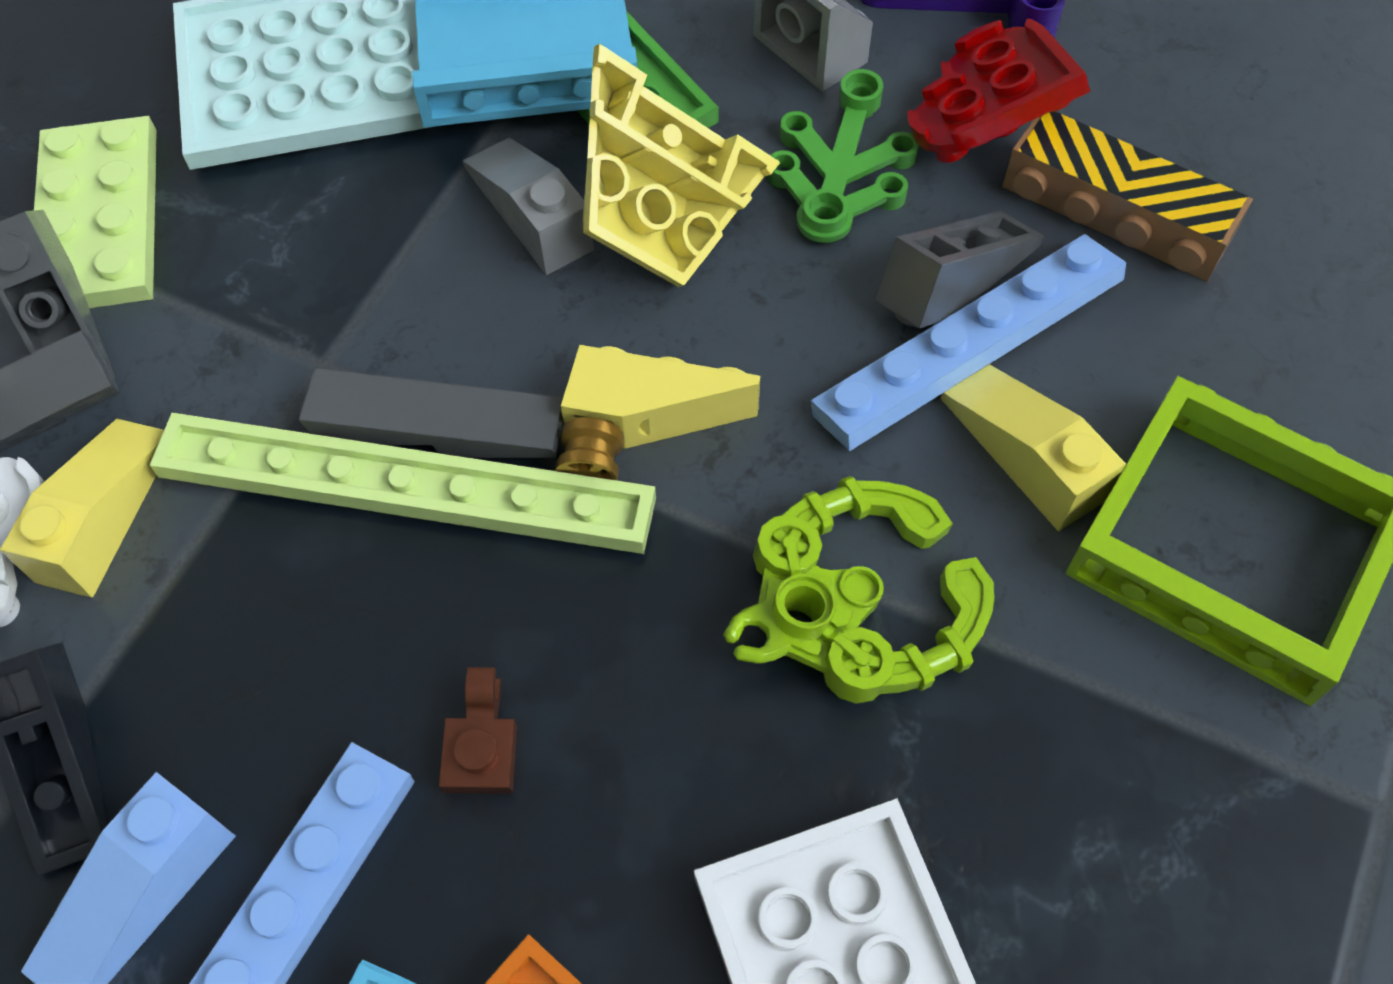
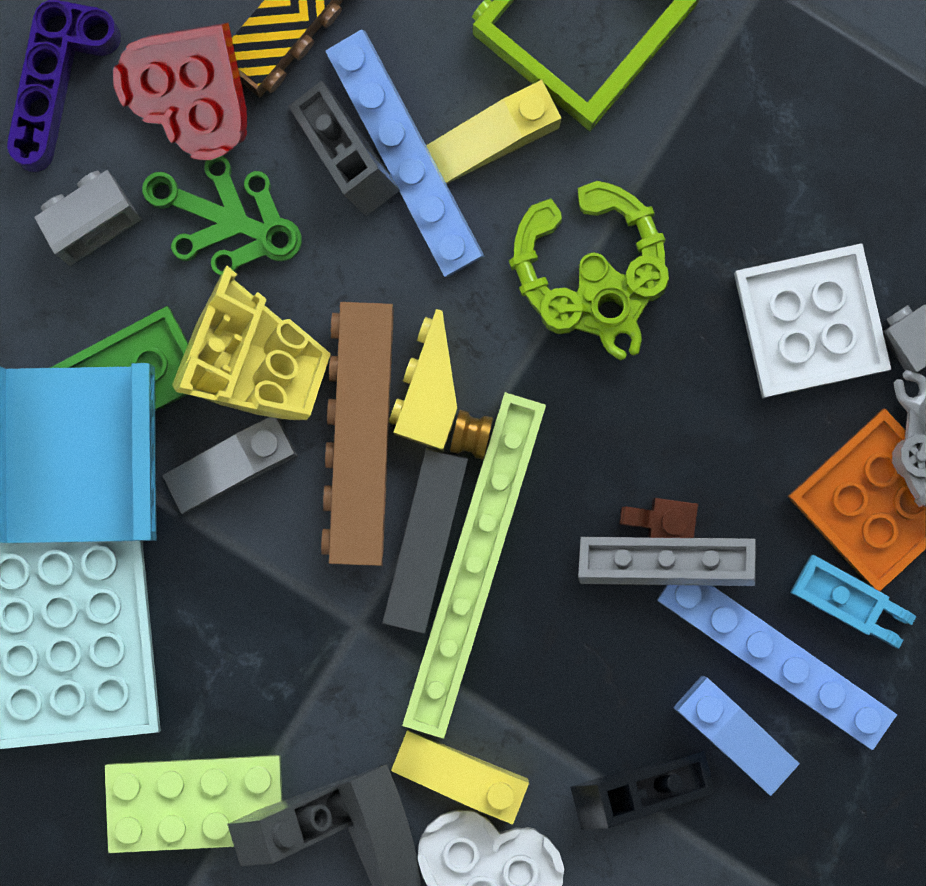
camera: 85 degrees left, 25 degrees up
(408, 750) = (667, 561): none -> light grey plate
(541, 323) = (360, 434): none -> medium nougat brick

